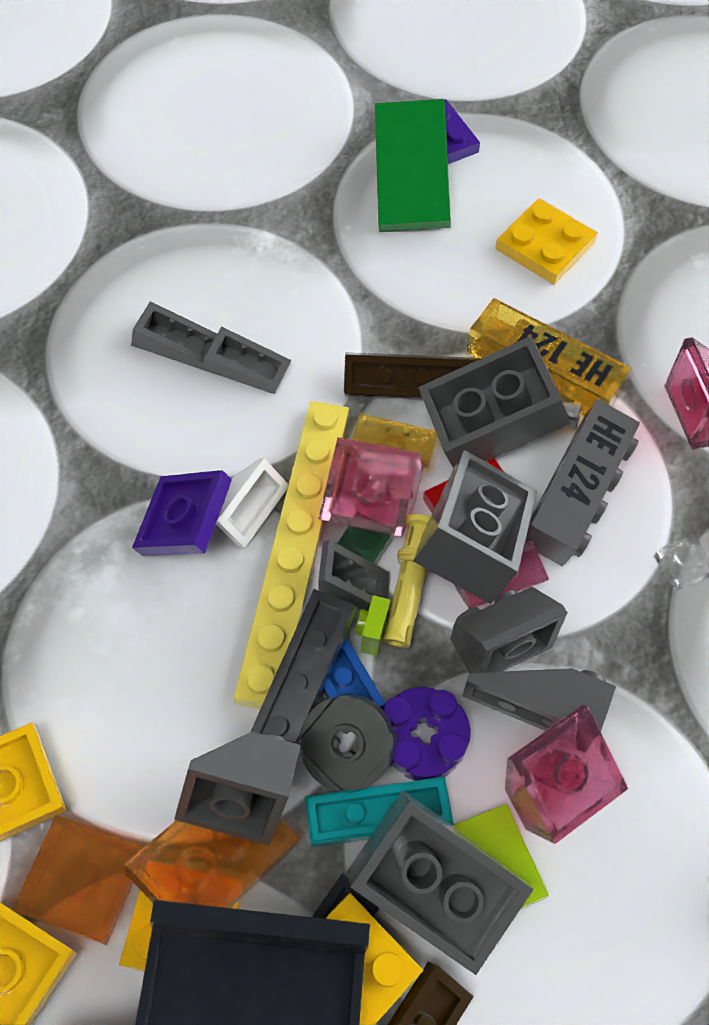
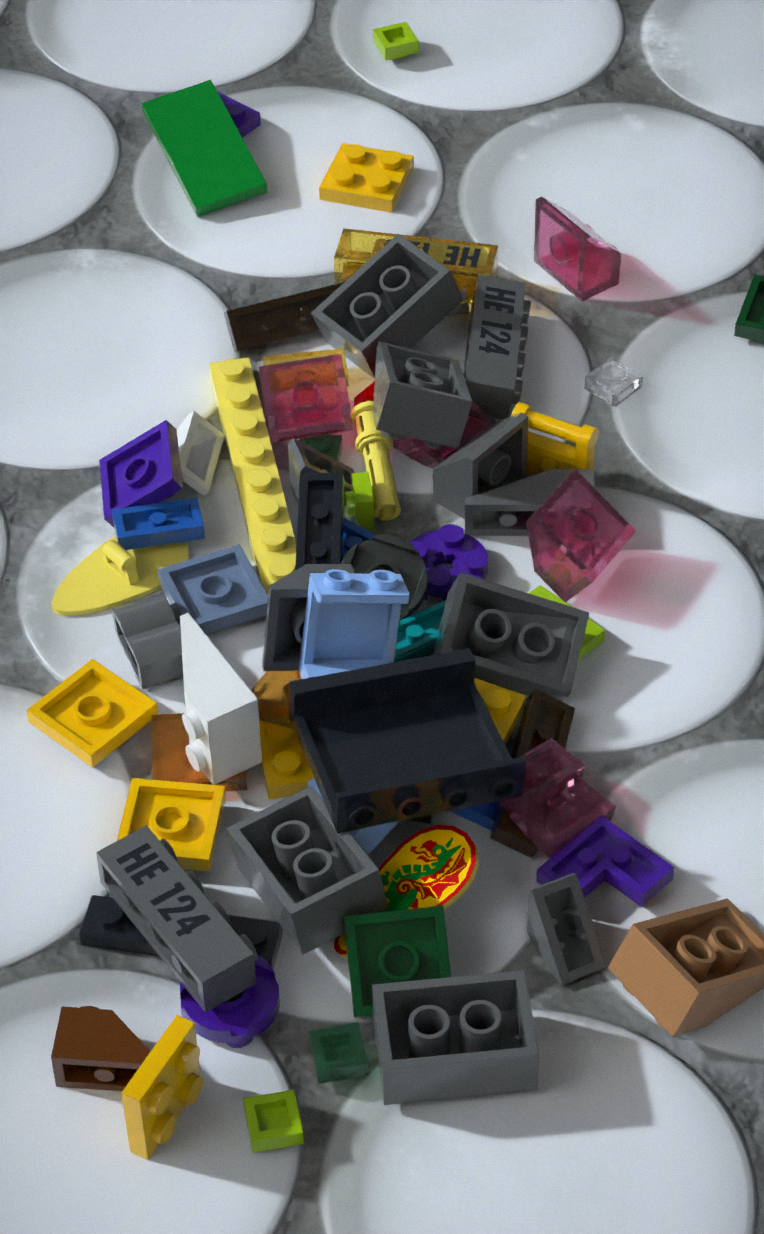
camera: 20 degrees left, 15 degrees down
(84, 868) = (219, 709): none -> white slope
(100, 721) = (151, 639): none -> dark grey brick
(125, 611) = (114, 577): none -> light yellow shield
(172, 577) = (158, 524): none -> blue plate
(187, 680) = (216, 589): none -> sand blue plate
(218, 353) = (104, 353): dark grey slope -> none
(265, 835) = (350, 621): none -> light blue panel
(589, 640) = (548, 453): none -> yellow plate
(633, 105) = (395, 41): none -> lime plate

